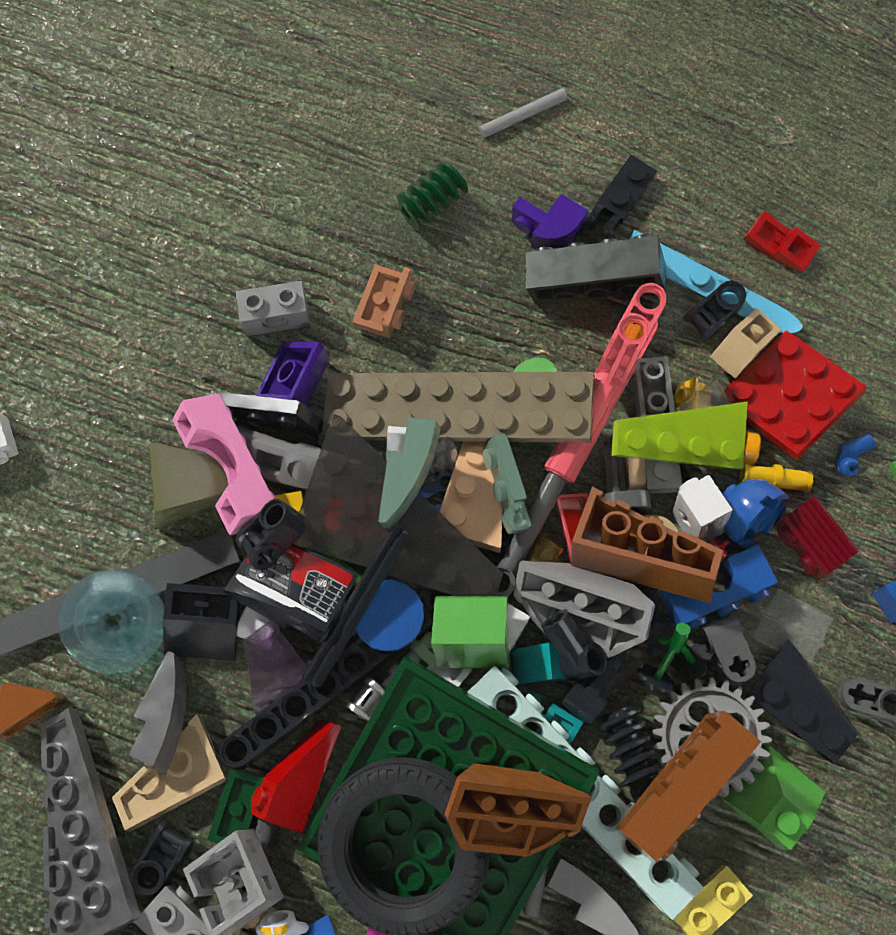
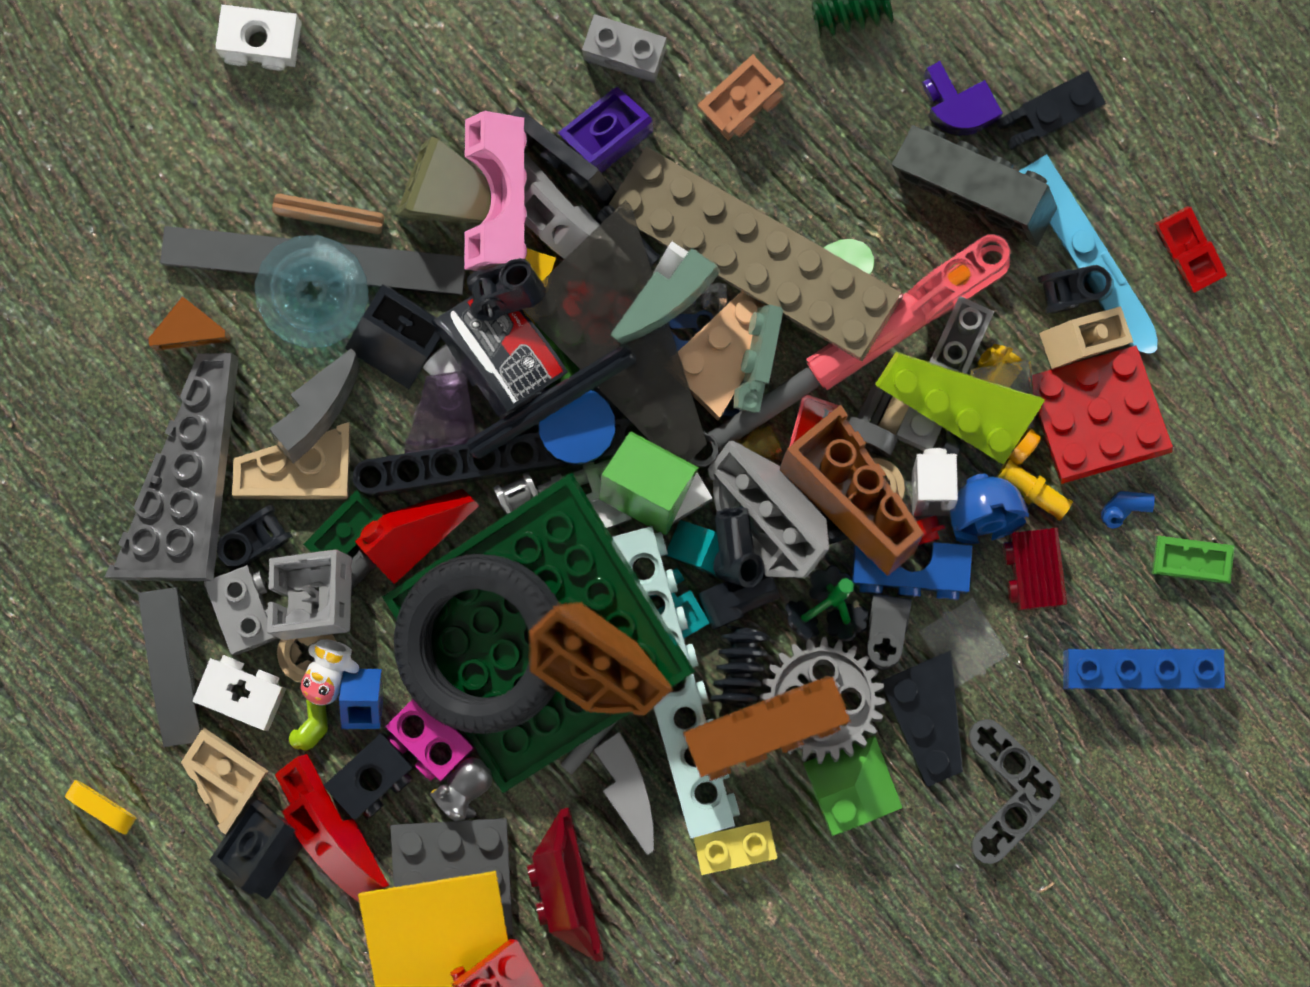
camera: 30 degrees right, 10 degrees up
(98, 553) = (328, 213): none -> medium nougat axle

